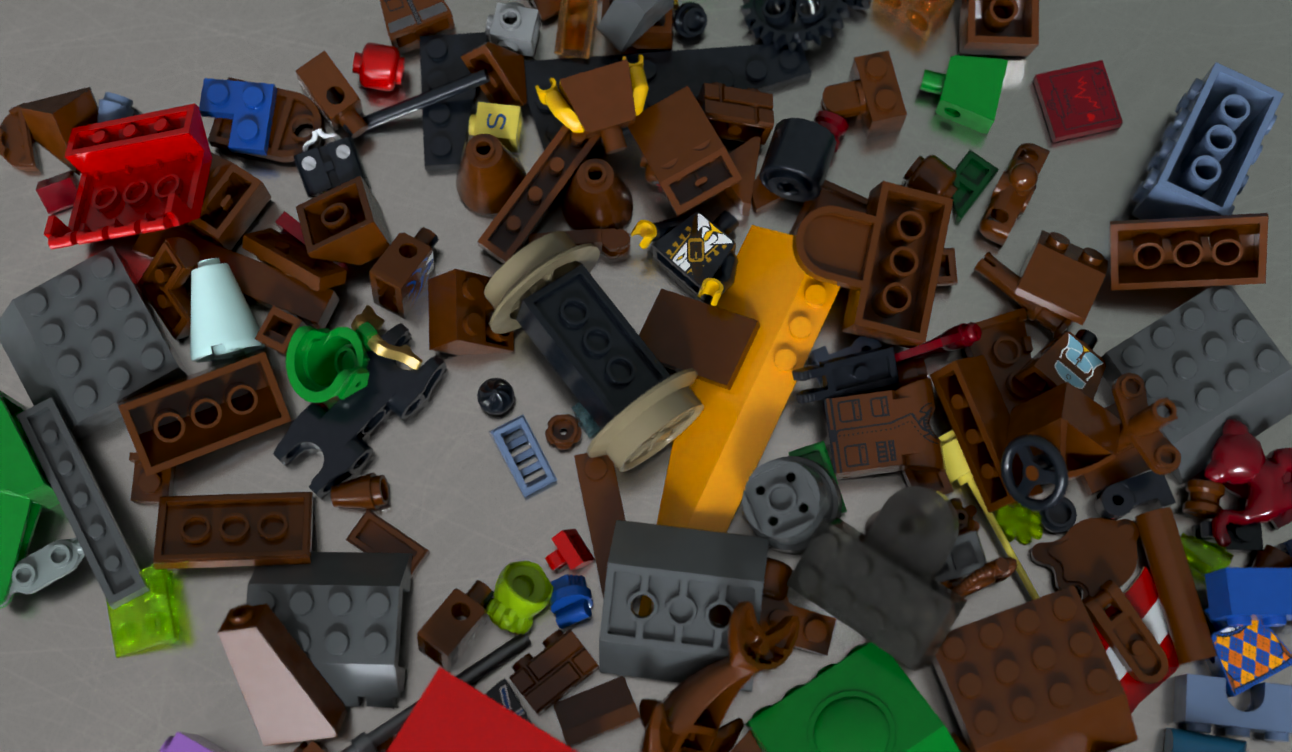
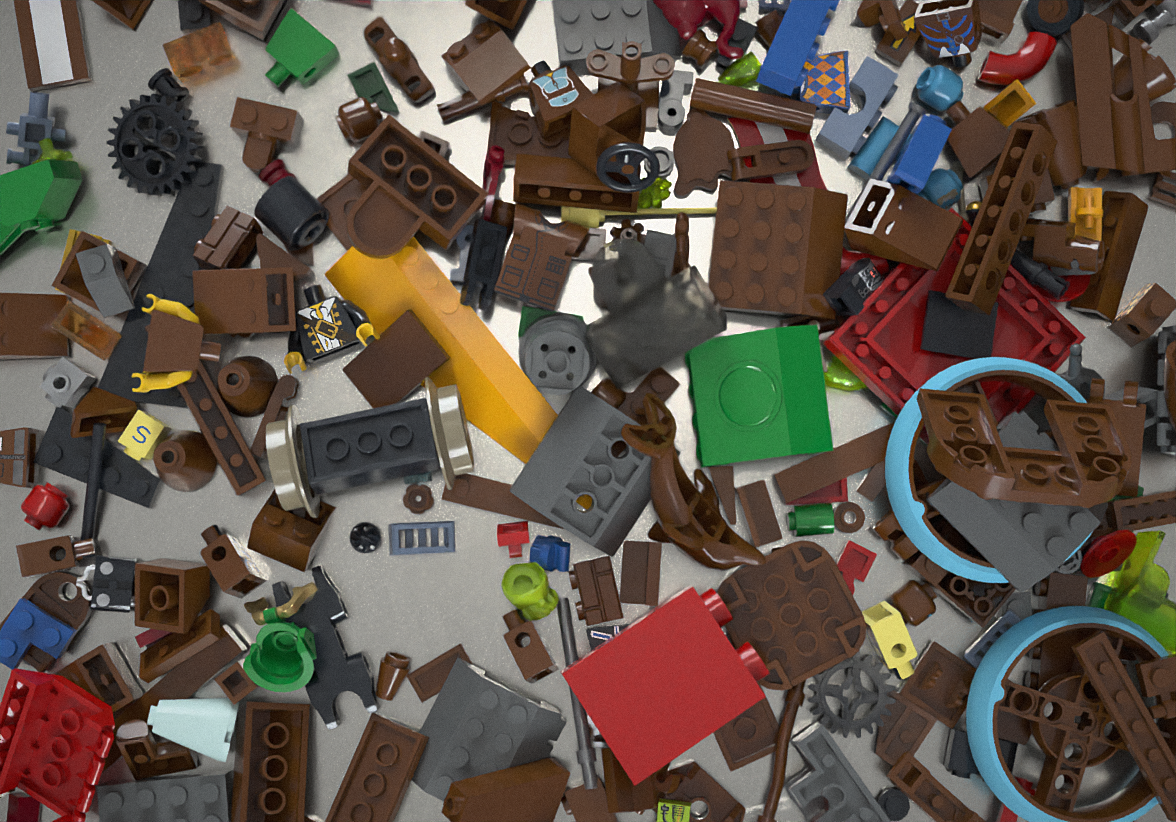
camera: 65 degrees left, 10 degrees up
(690, 19) = (128, 238): black plate -> none

